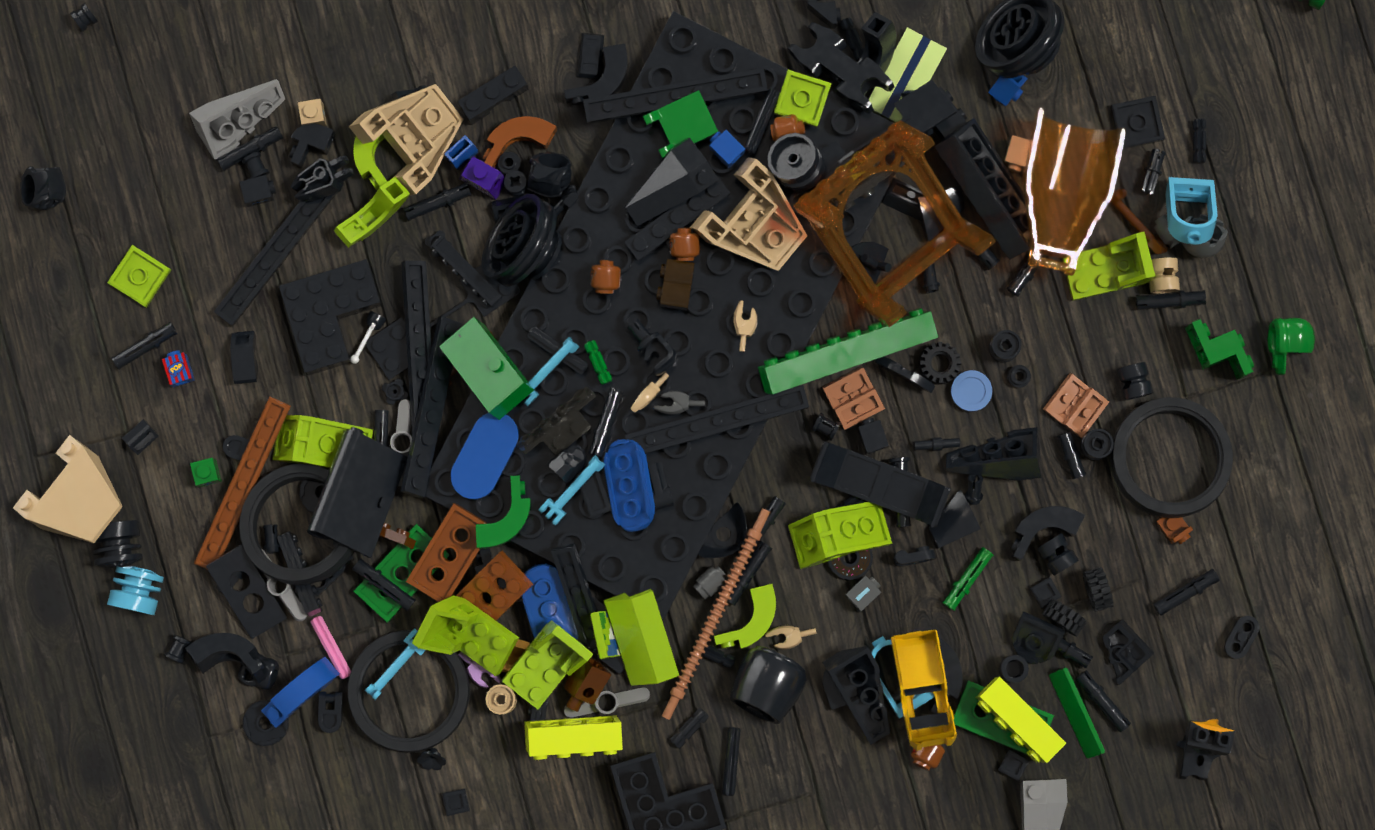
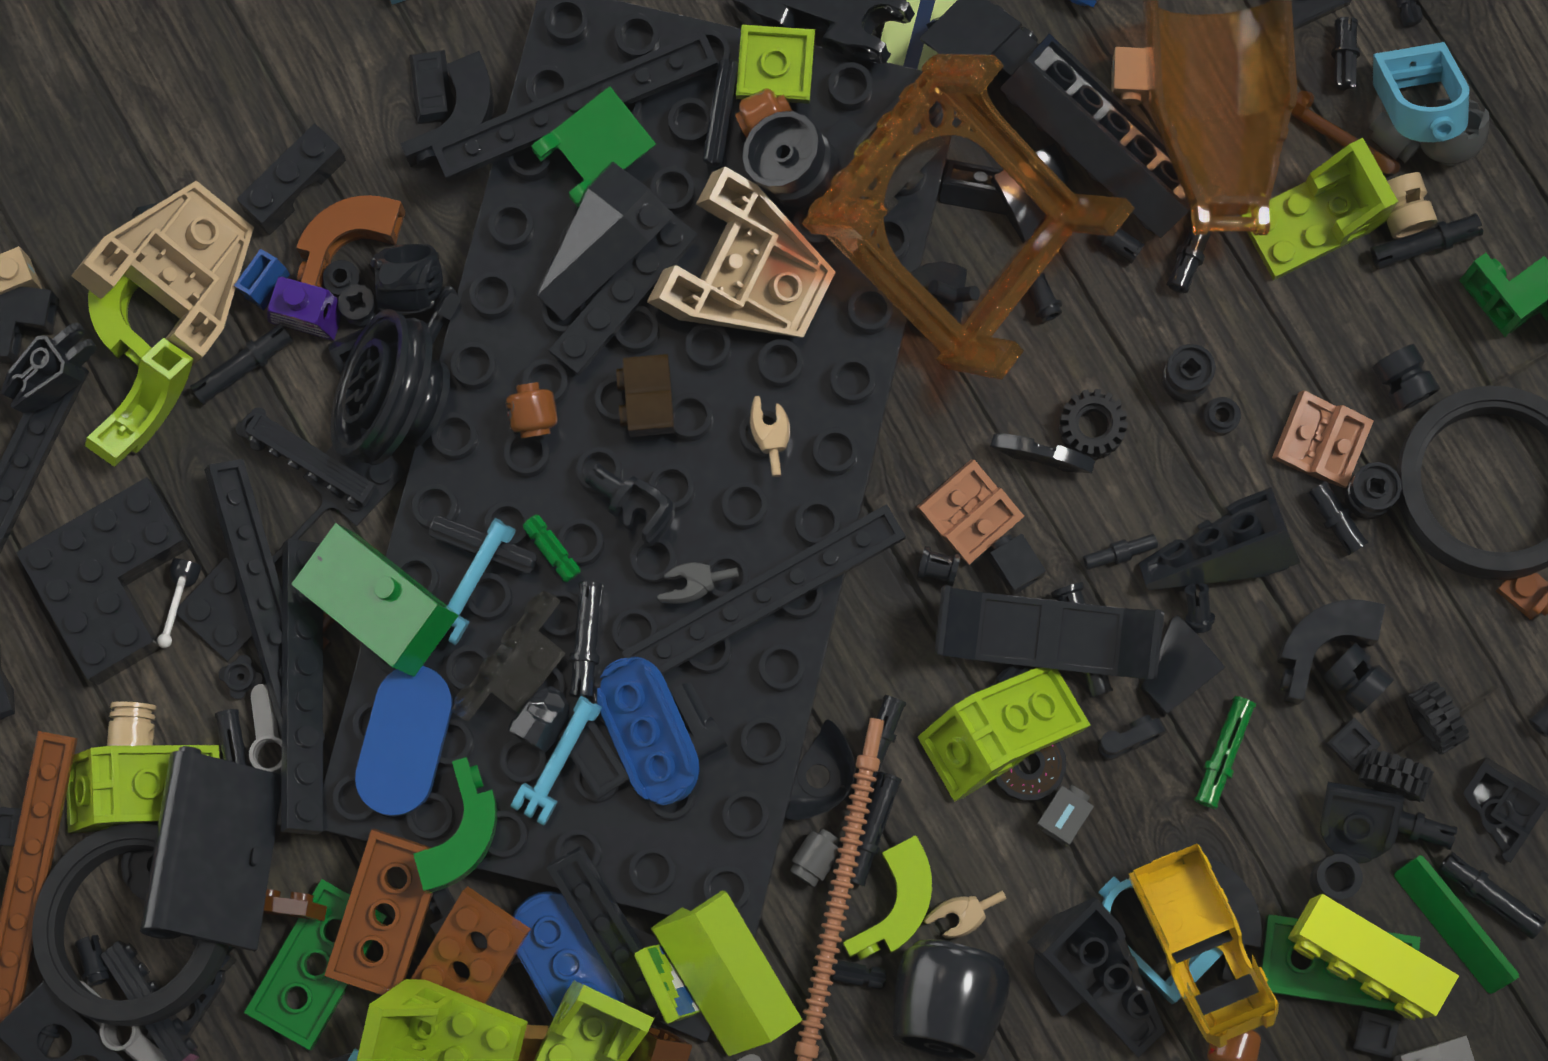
camera: 10 degrees left, 5 degrees down
(324, 405) = (131, 724): none -> tan piece
(375, 578) = (289, 989): black pin -> none
(648, 394) = (644, 578): tan hand -> none
(684, 244) = (645, 330): dark orange head -> none
(726, 148) = (675, 166): blue brick -> none
(846, 352) = (942, 439): green brick -> none
(971, 390) = (1153, 455): medium blue piece -> none

